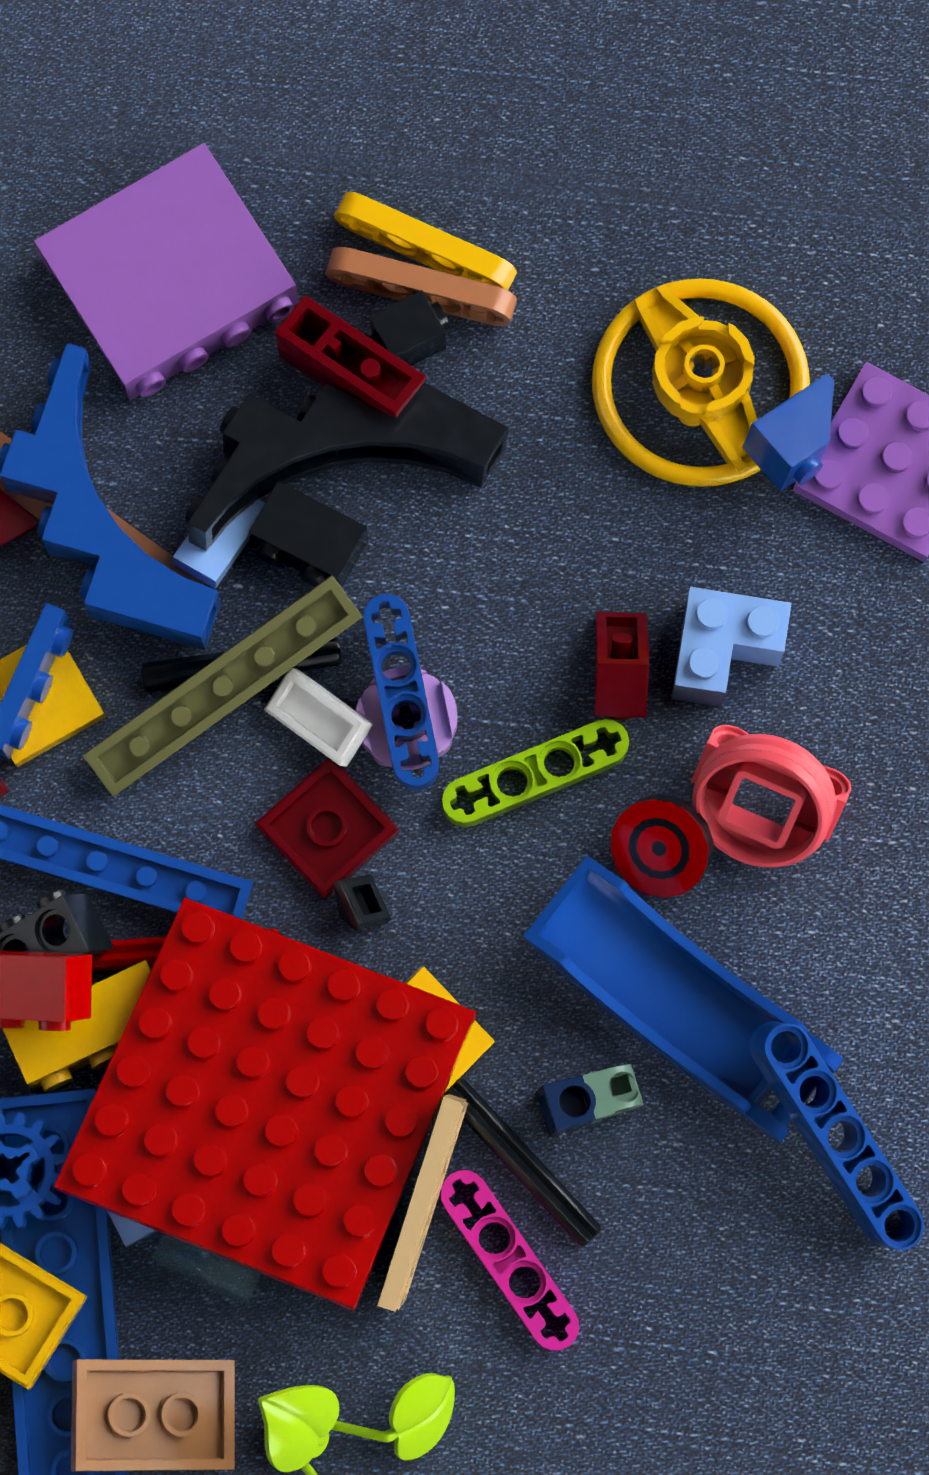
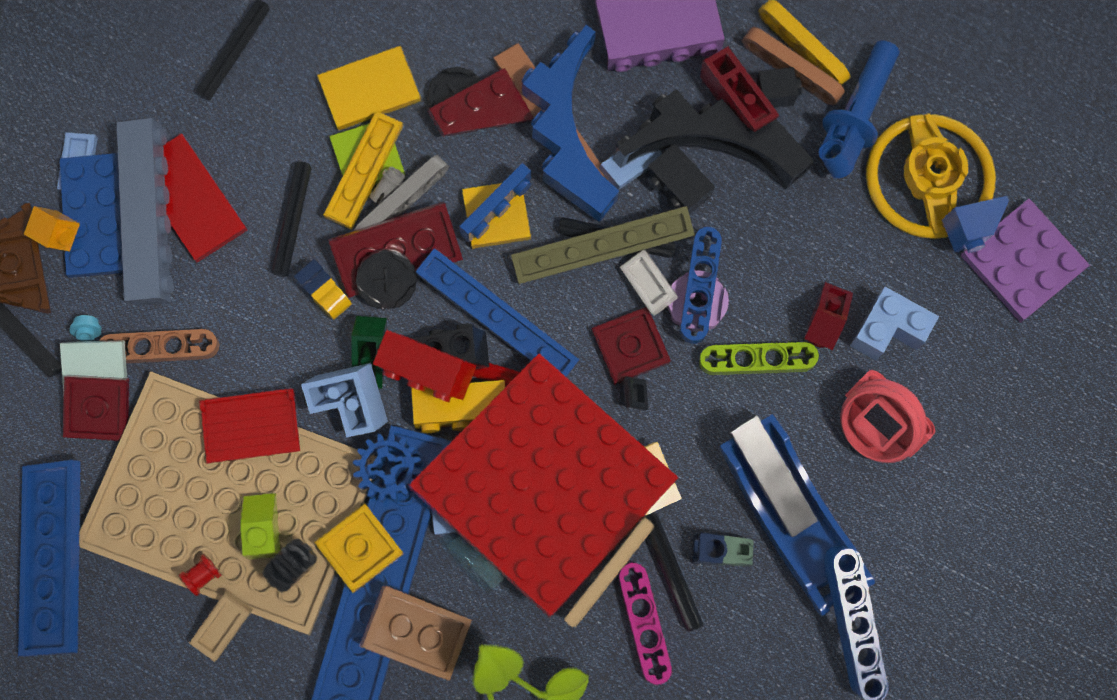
camera: 15 degrees right, 0 degrees up
(546, 355) = (850, 128): none -> blue piece
(623, 952) = (773, 475): none -> tile
(661, 846) = (815, 425): red tile -> none

